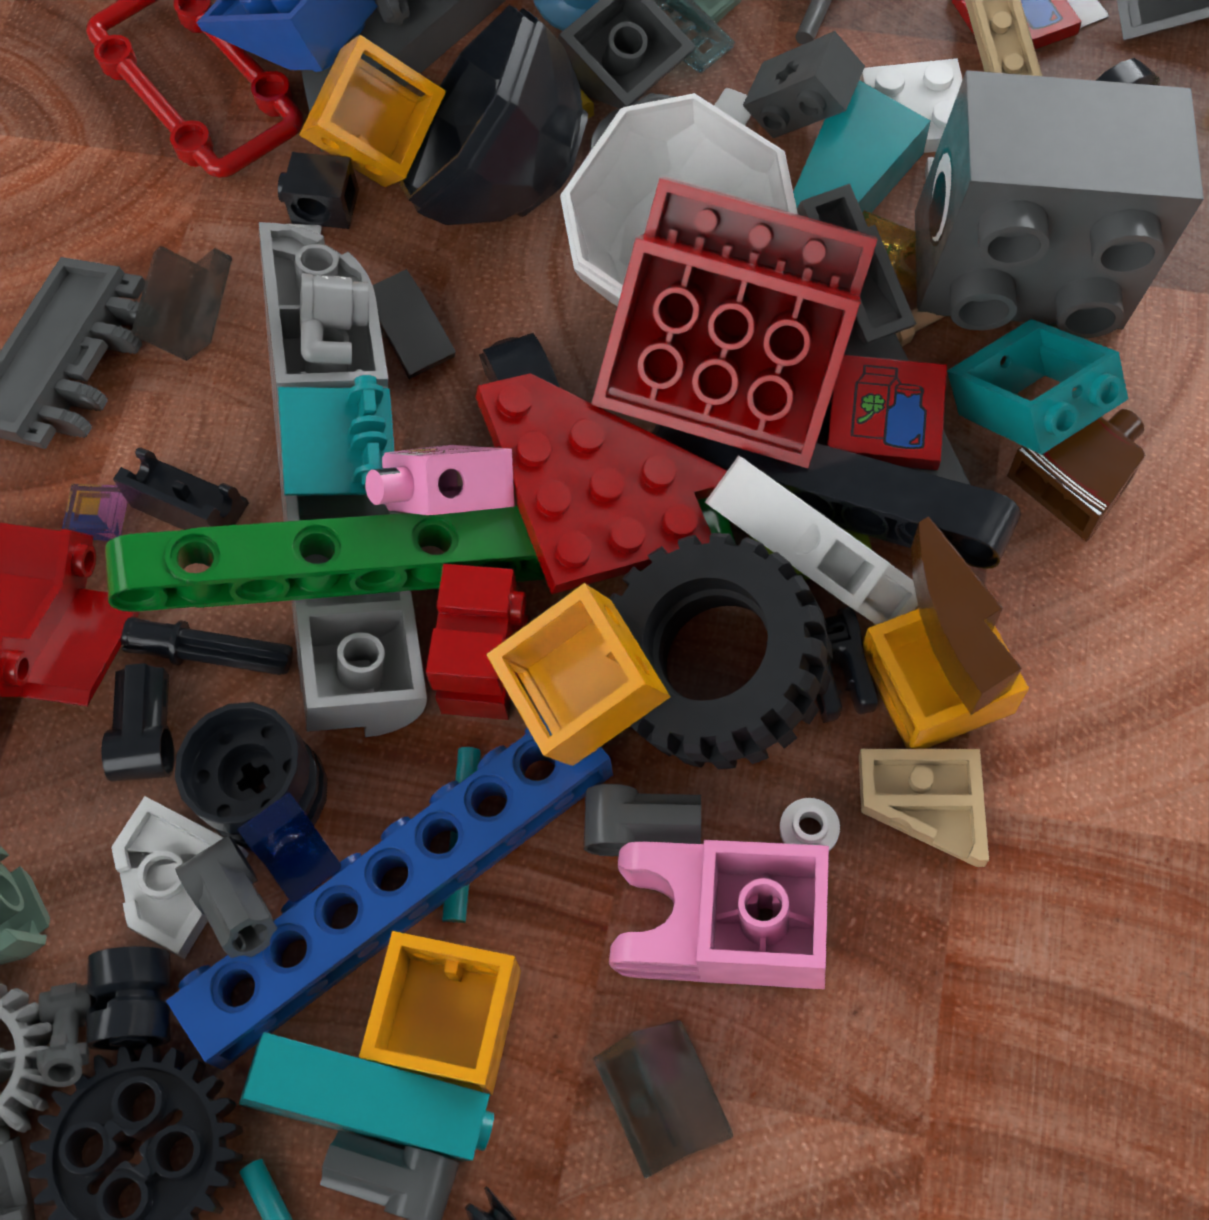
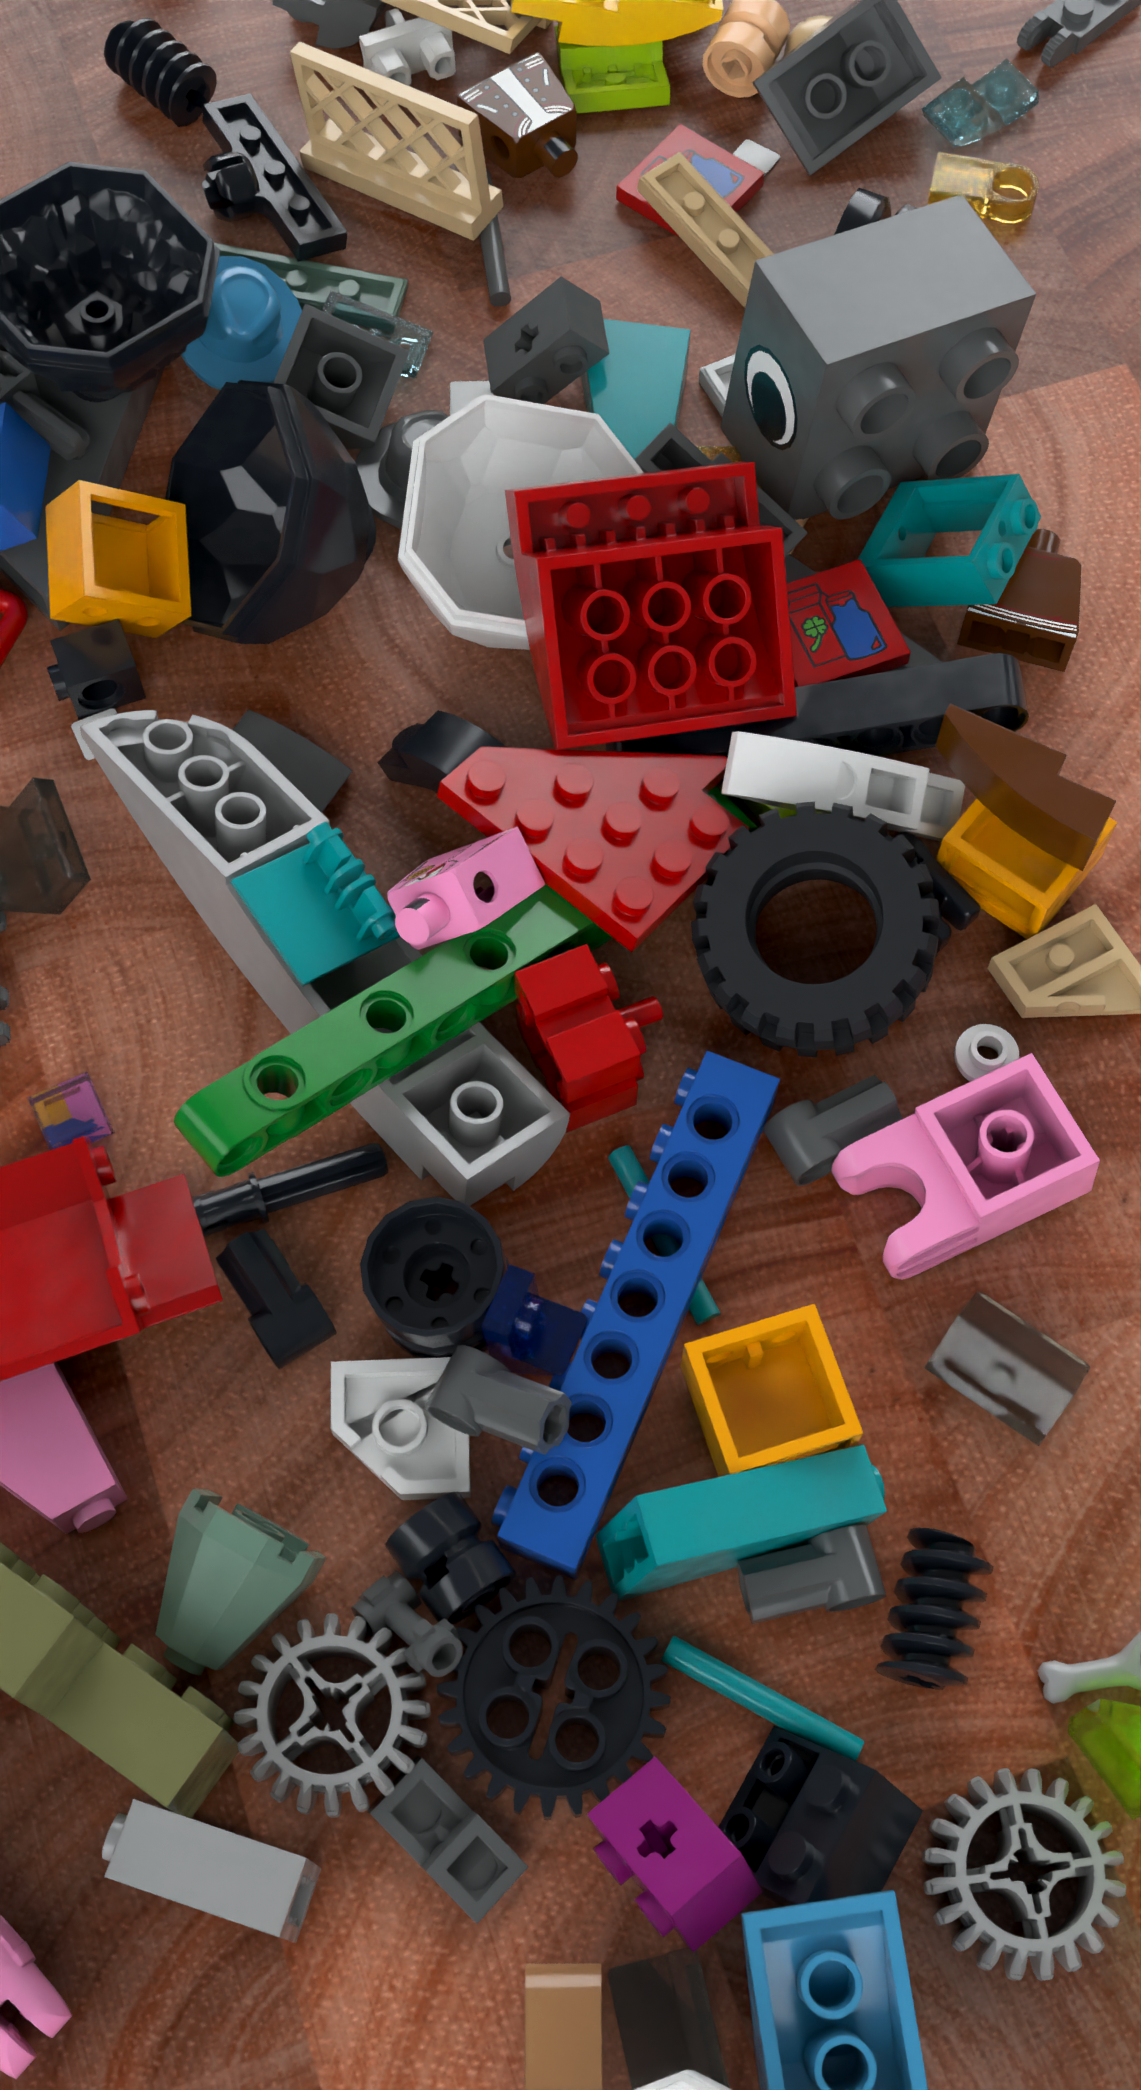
camera: 35 degrees left, 0 degrees up
(179, 496) = (160, 1055): black hinge -> none
(330, 304) = (231, 770): light grey piece -> none
(580, 674) = (724, 1007): light orange piece -> none
(922, 87) = (668, 299): white plate -> none

